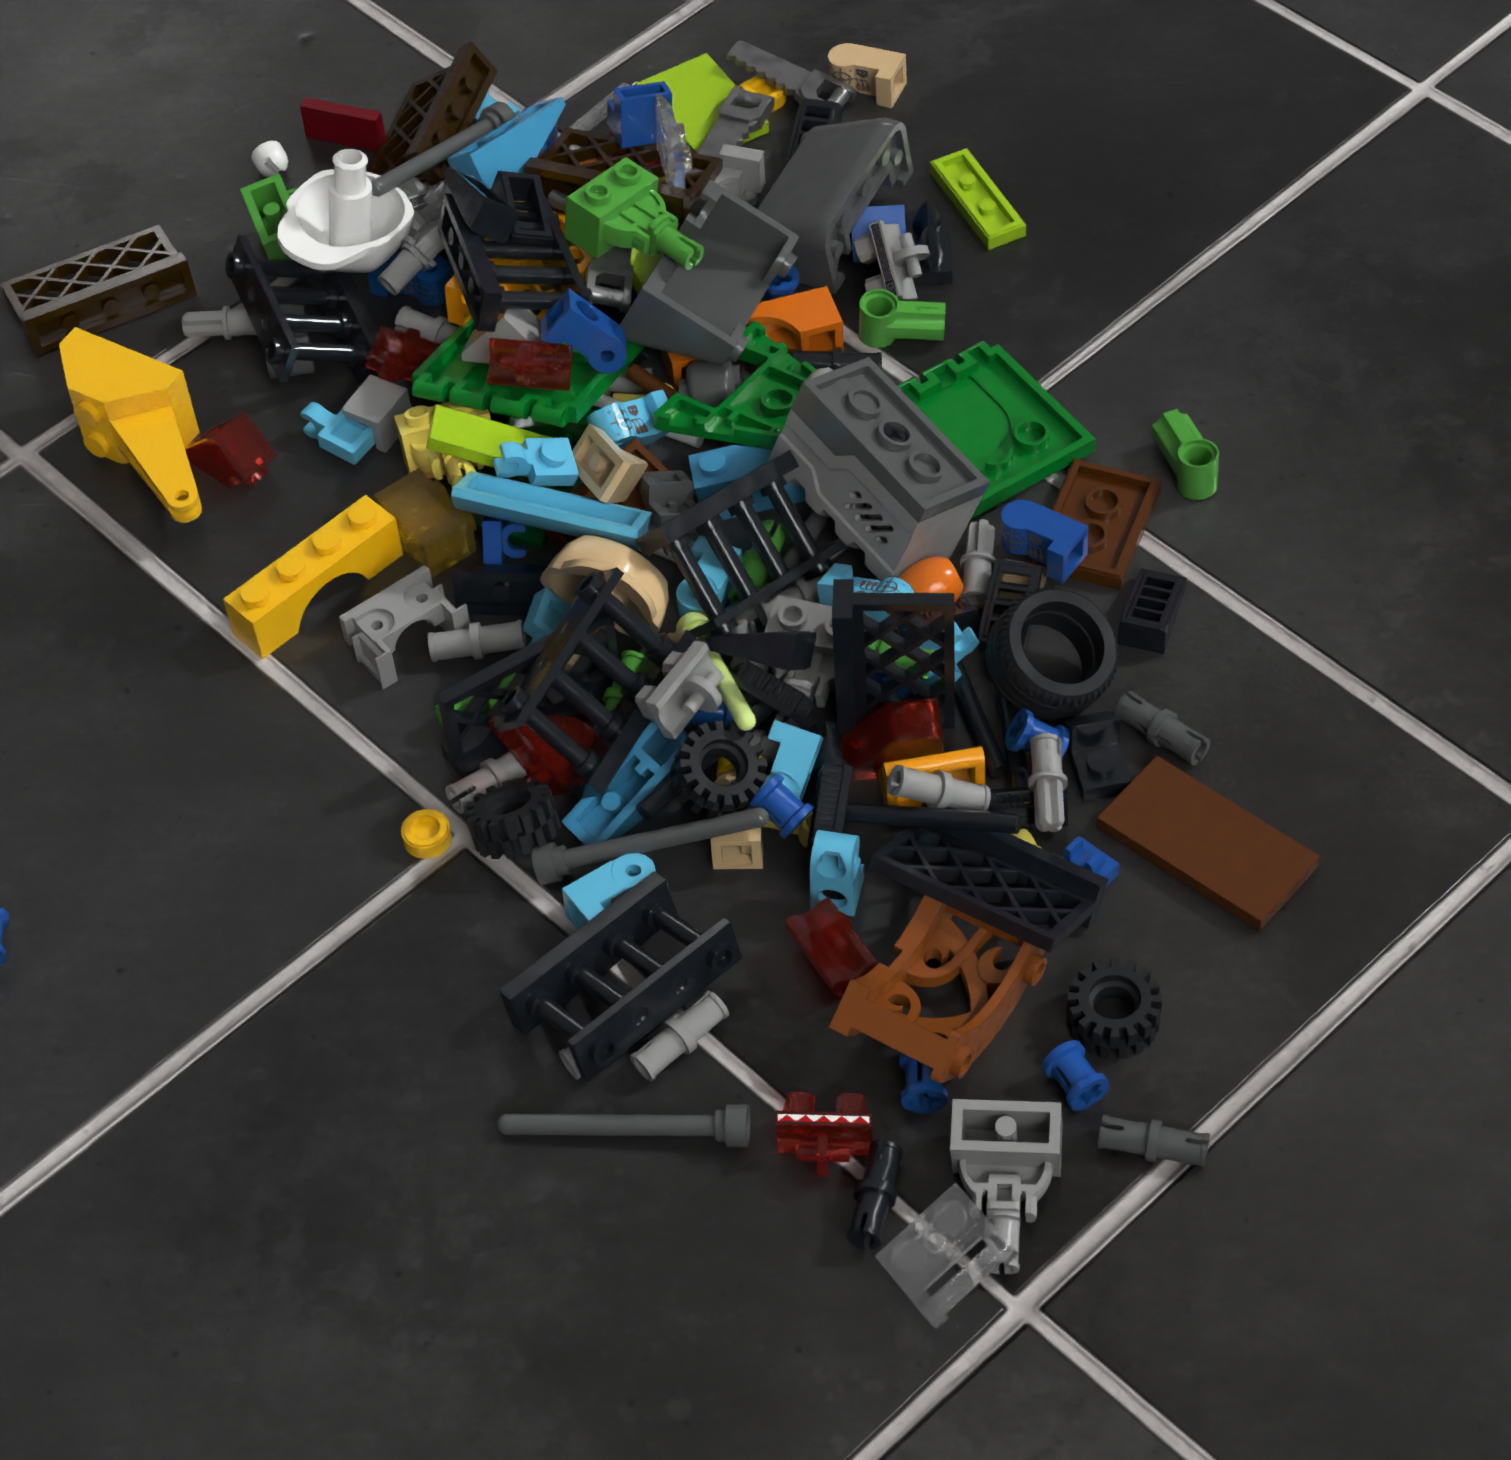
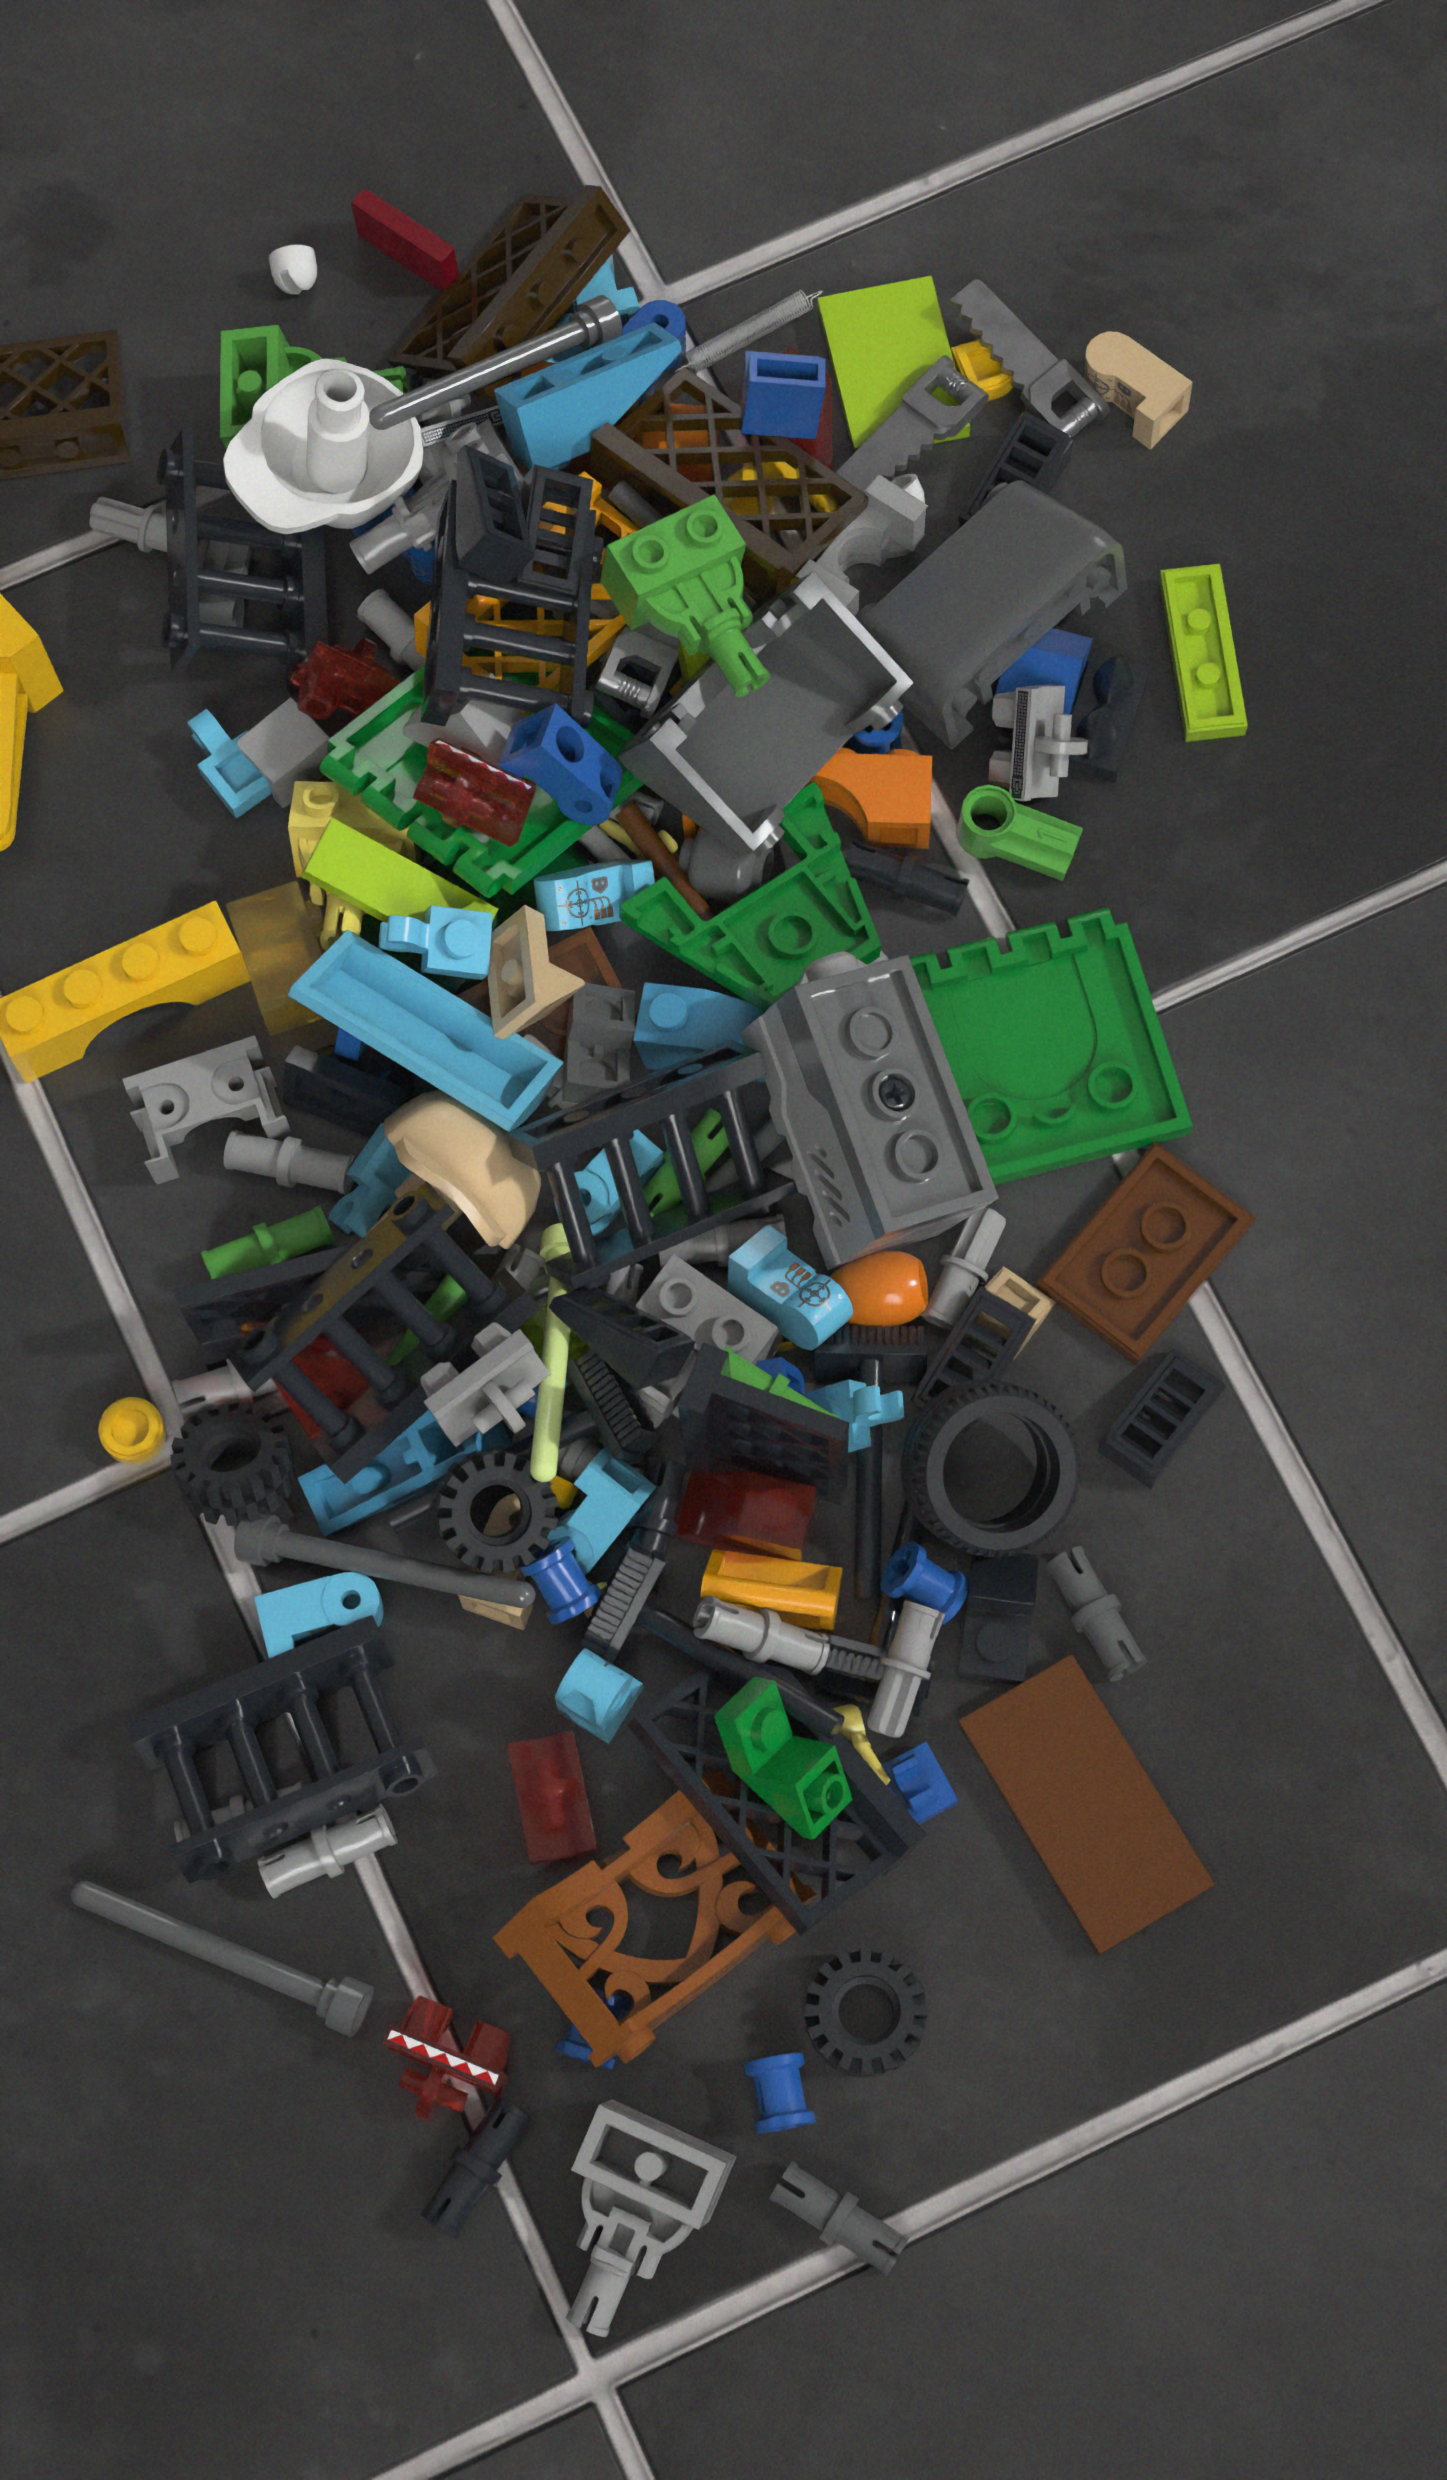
camera: 20 degrees right, 20 degrees up
(232, 452) = (83, 751): clear red slope -> none
(671, 144) = (803, 451): clear plate -> none
(935, 1244) = (515, 2270): clear plate -> none
(1004, 865) = (789, 1772): none -> green slope
(1044, 537) = (1066, 1275): blue leg -> none
(1188, 454) = (1305, 1187): bright green piece -> none

